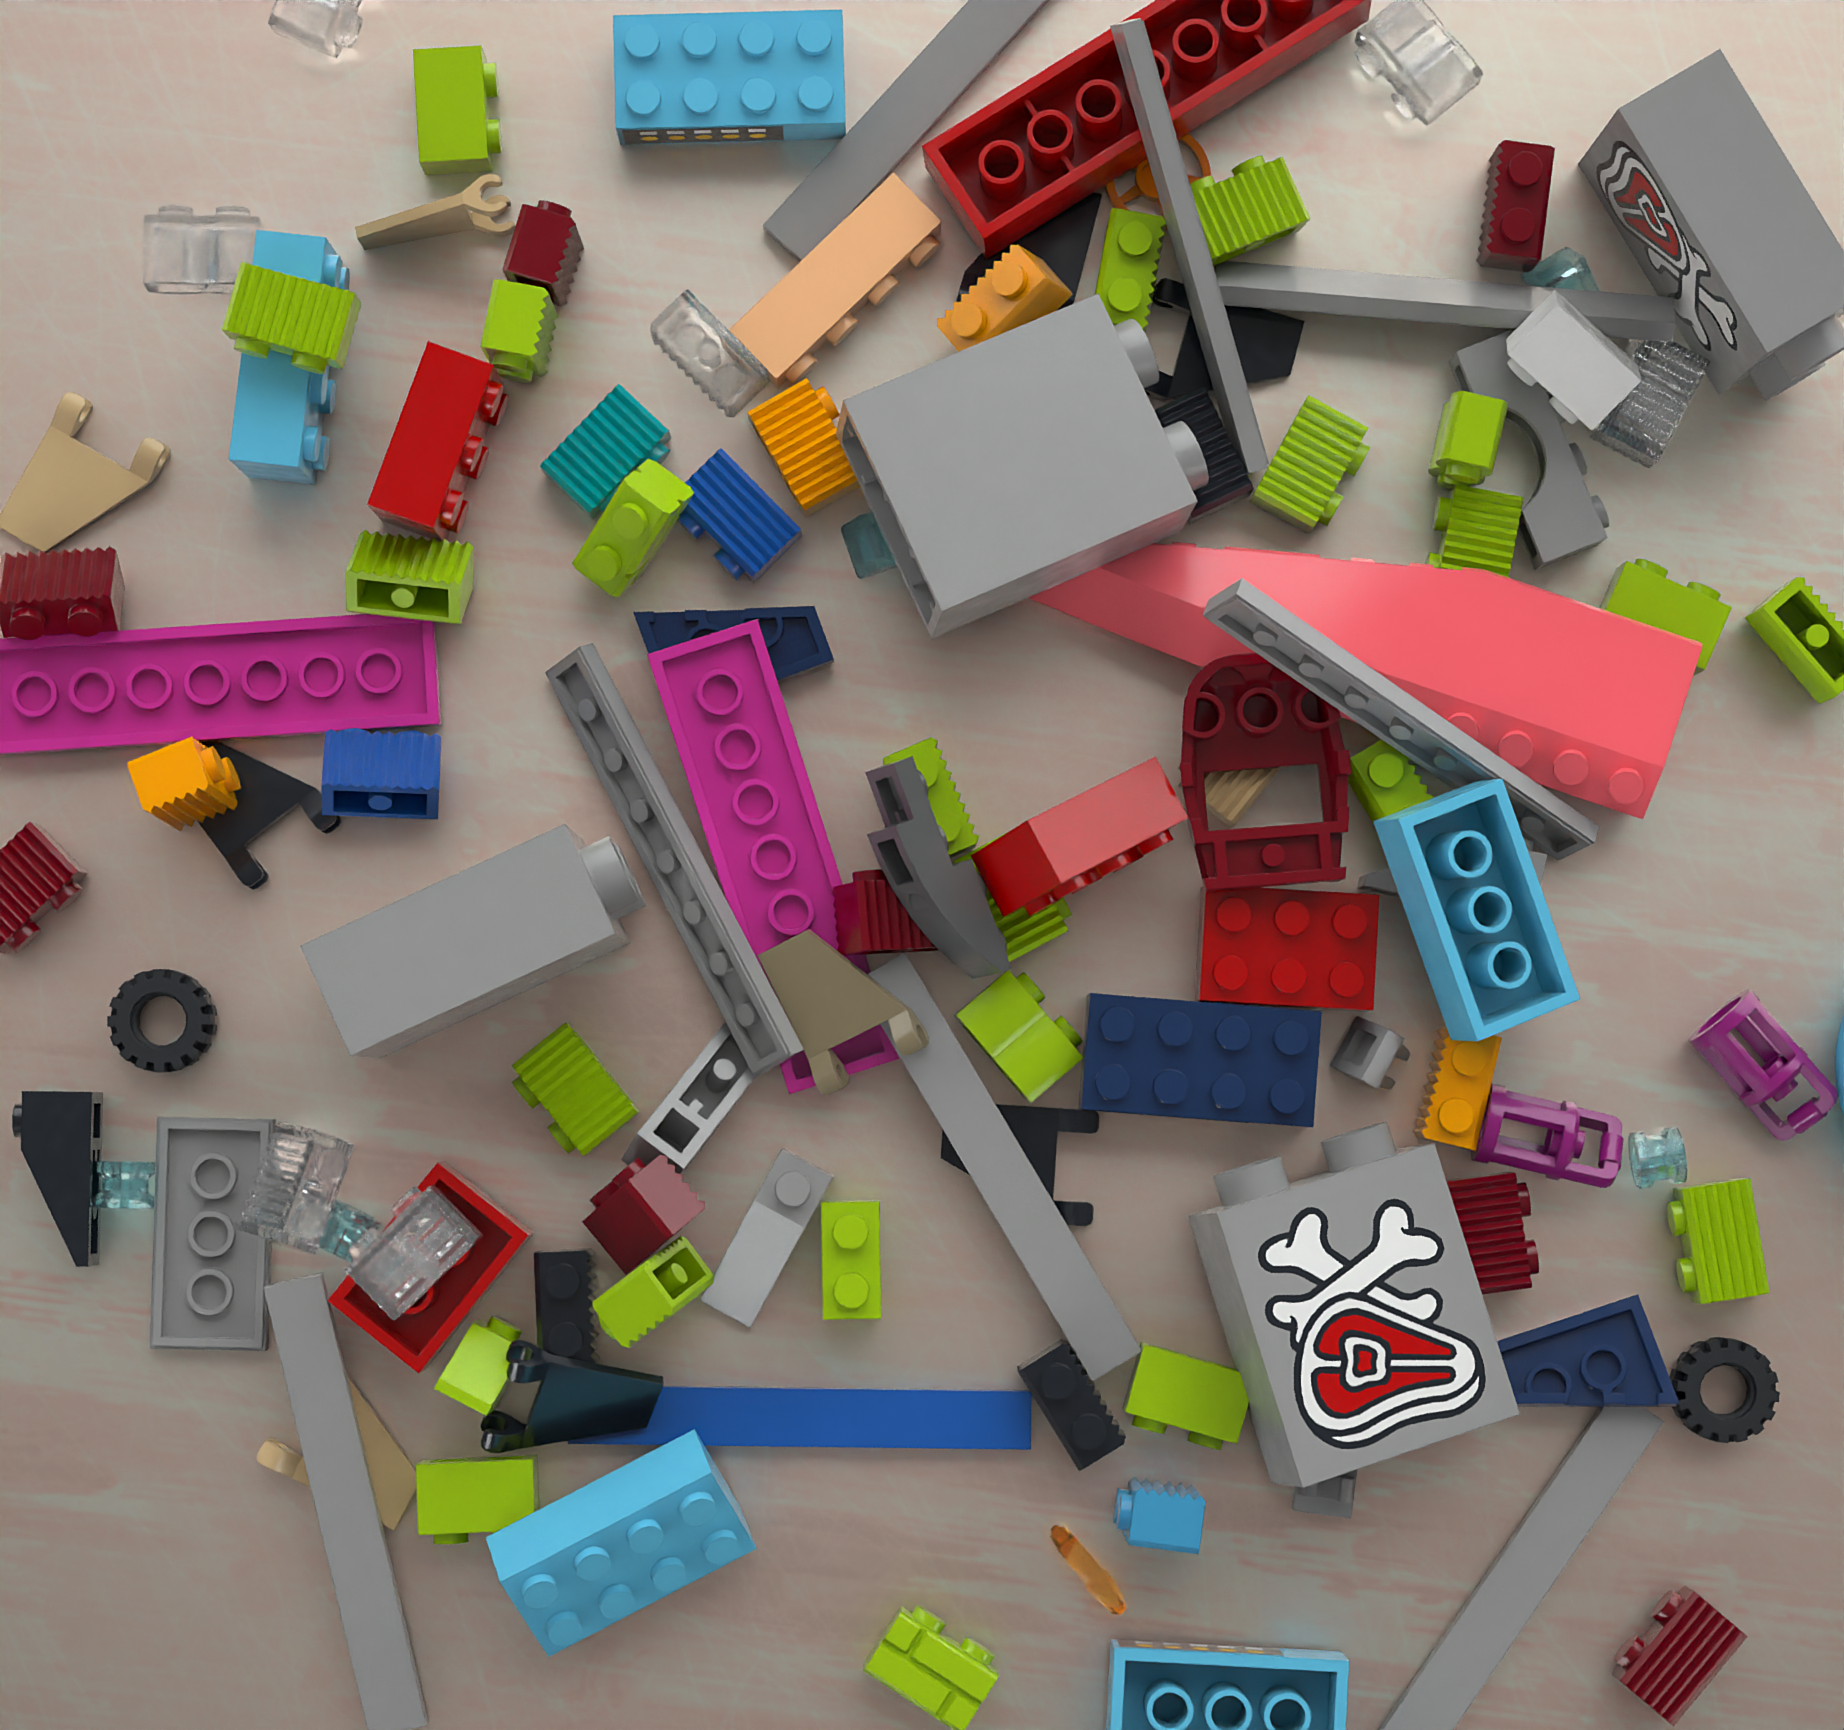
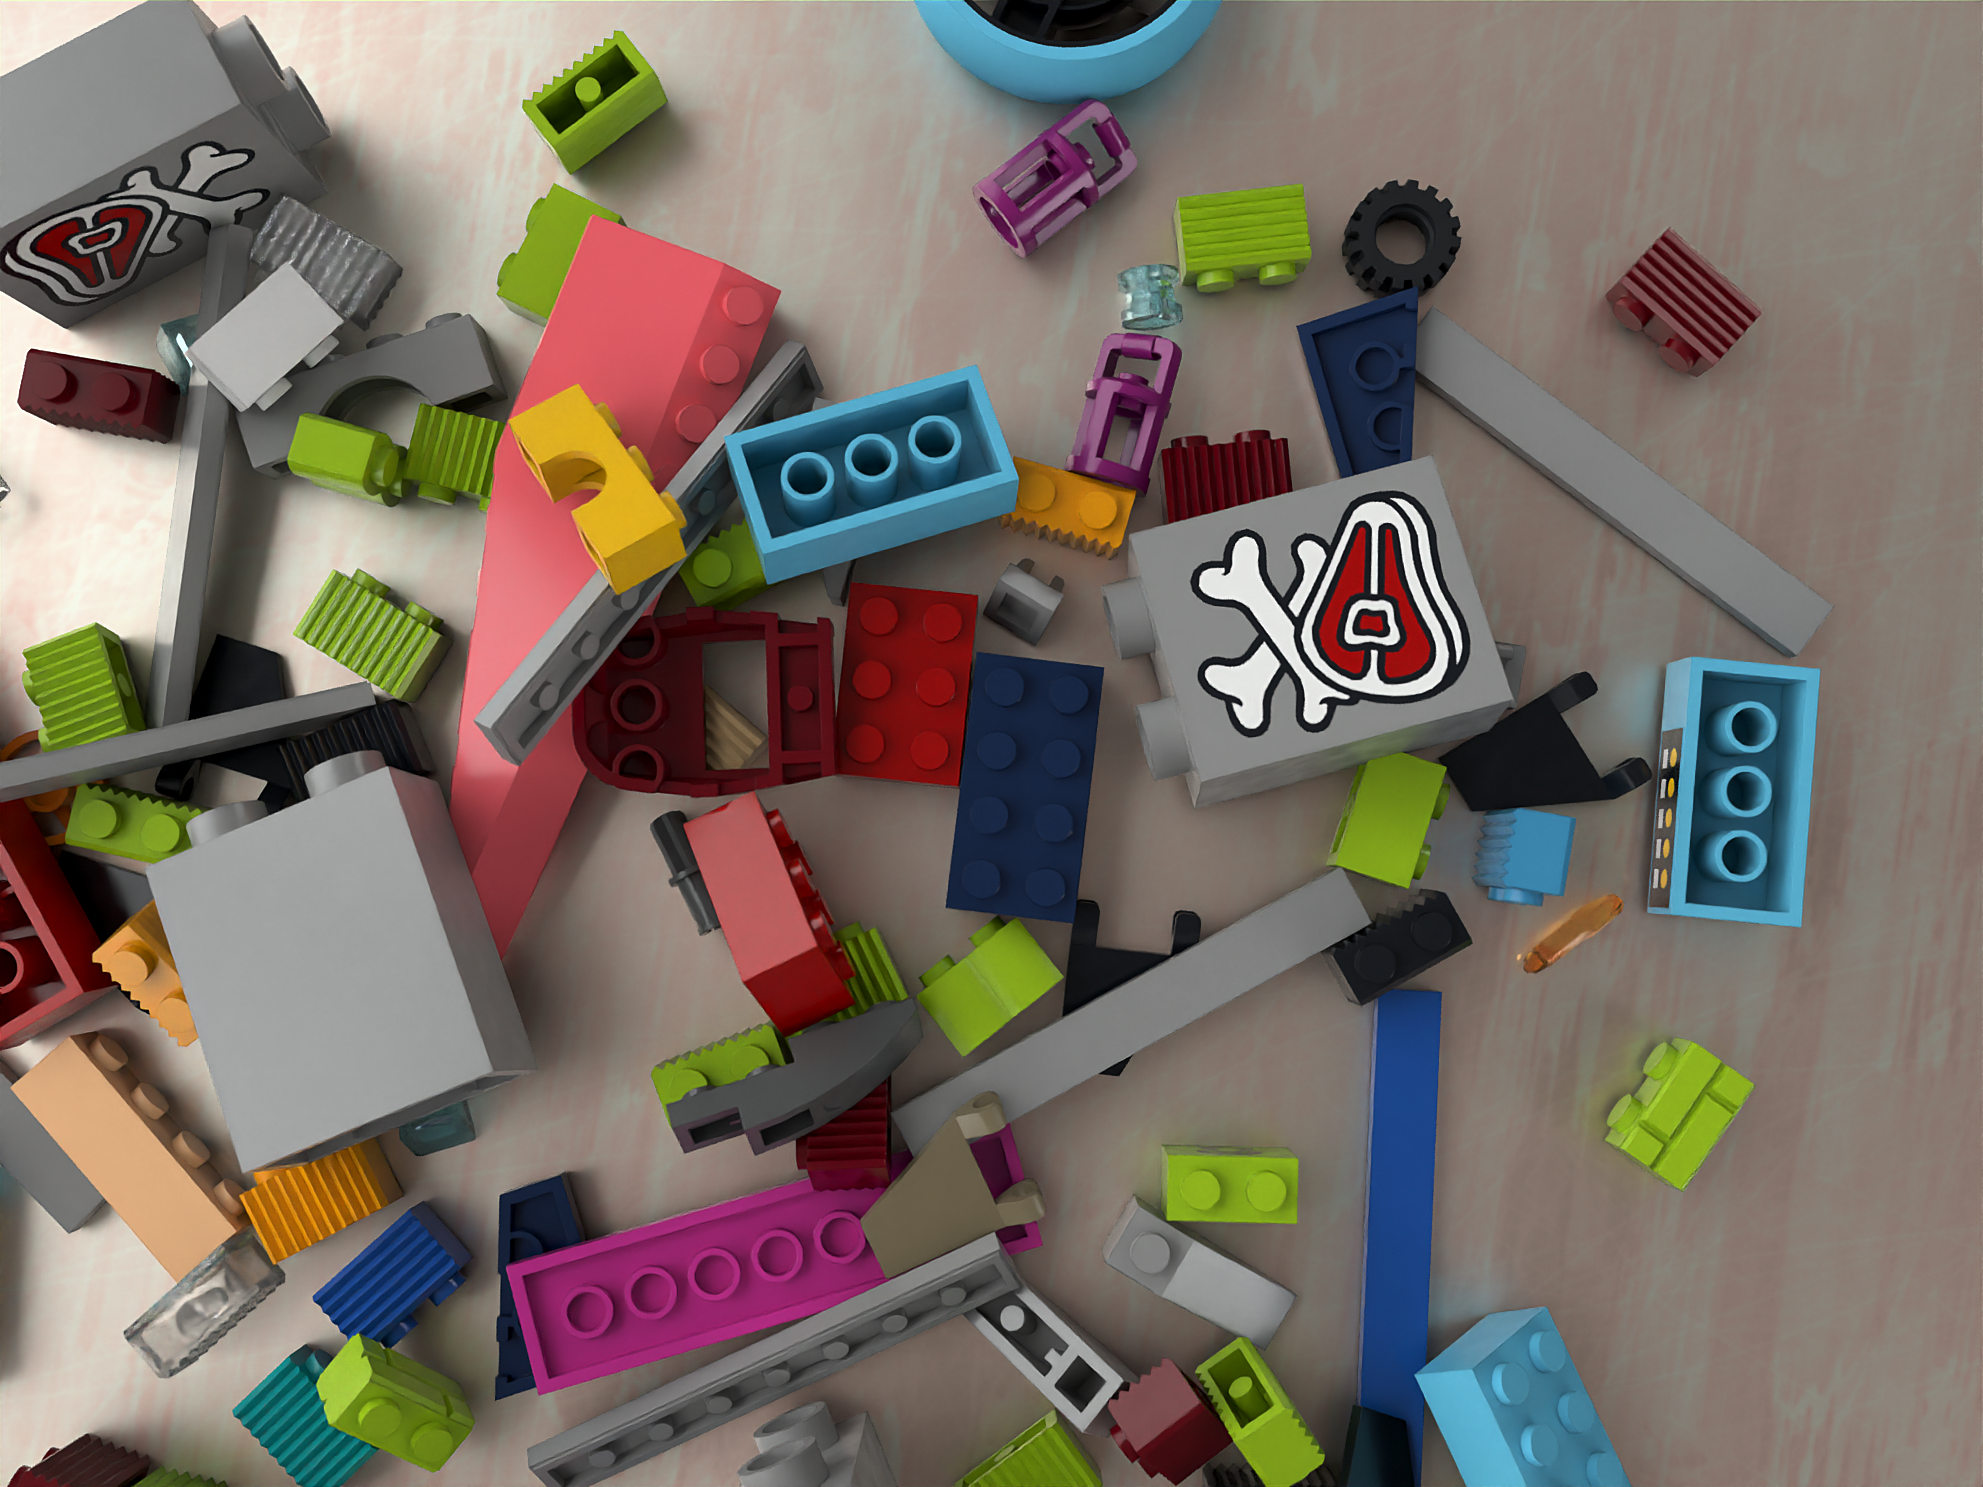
camera: 80 degrees left, 0 degrees up
(1109, 760) = (679, 856): none -> dark grey axle
(1248, 1531) = (1537, 759): none -> black flag
(1486, 647) = (577, 448): none -> yellow arch

